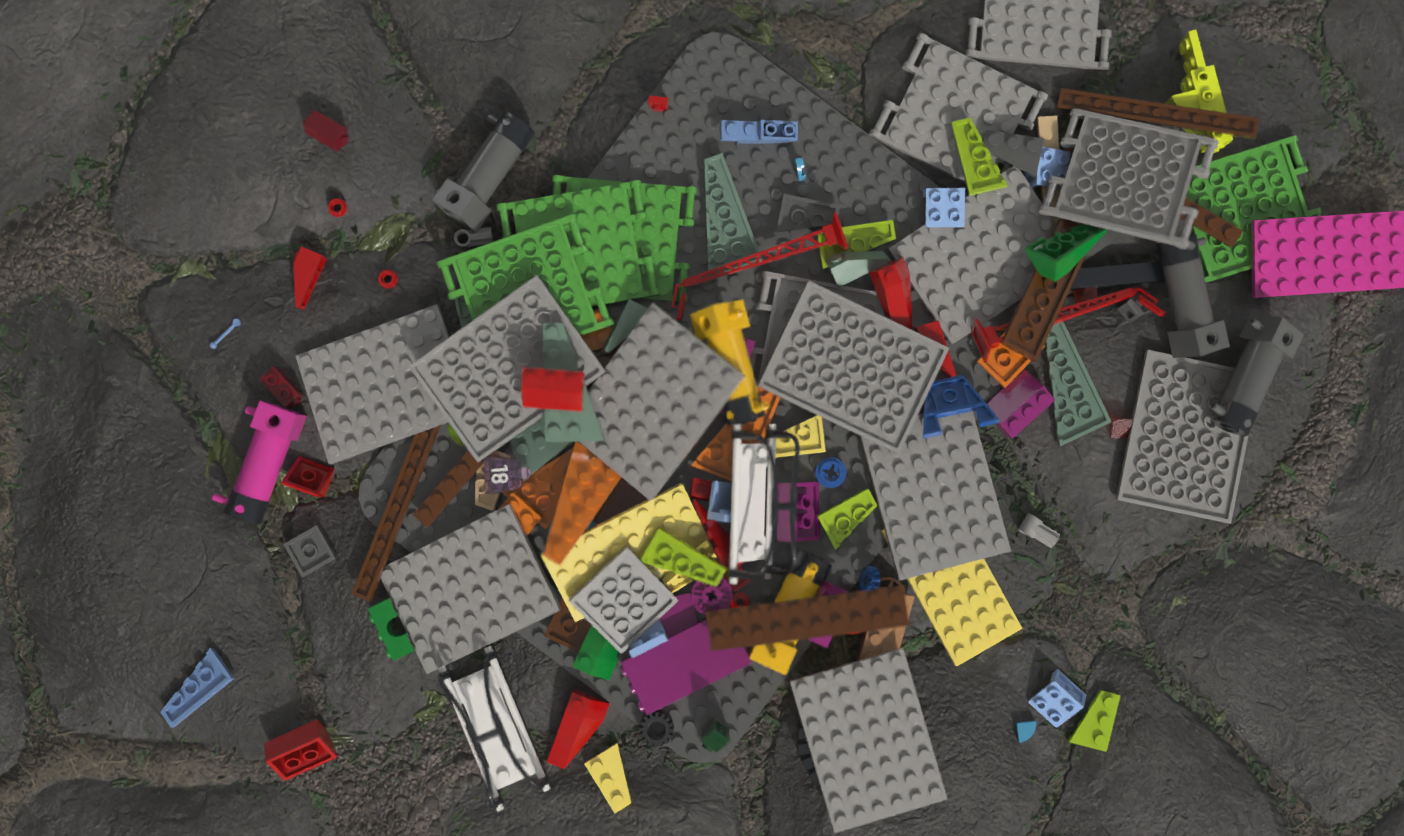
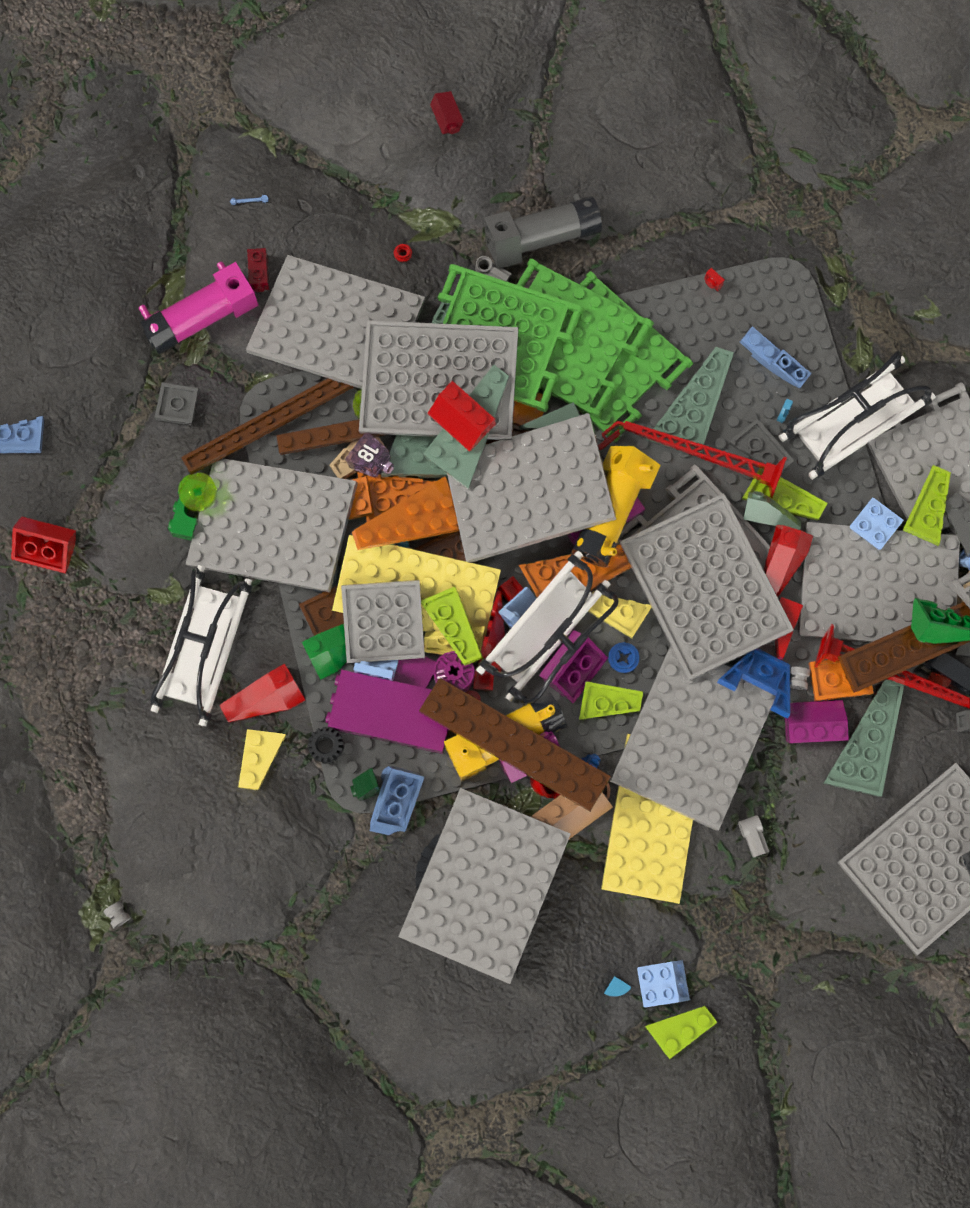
camera: 40 degrees right, 10 degrees down
(307, 270) = (348, 201): red slope -> none
(309, 477) = (222, 349): red slope -> none
(333, 203) = (408, 169): red plate -> none
(381, 621) = (200, 502): none -> clear neon green plate
(745, 726) = (395, 800): none -> medium blue slope
(851, 156) = (857, 420): none -> white piece
(979, 379) = (799, 678): none -> light grey wheel
(1120, 428) = (885, 808): clear red slope -> none

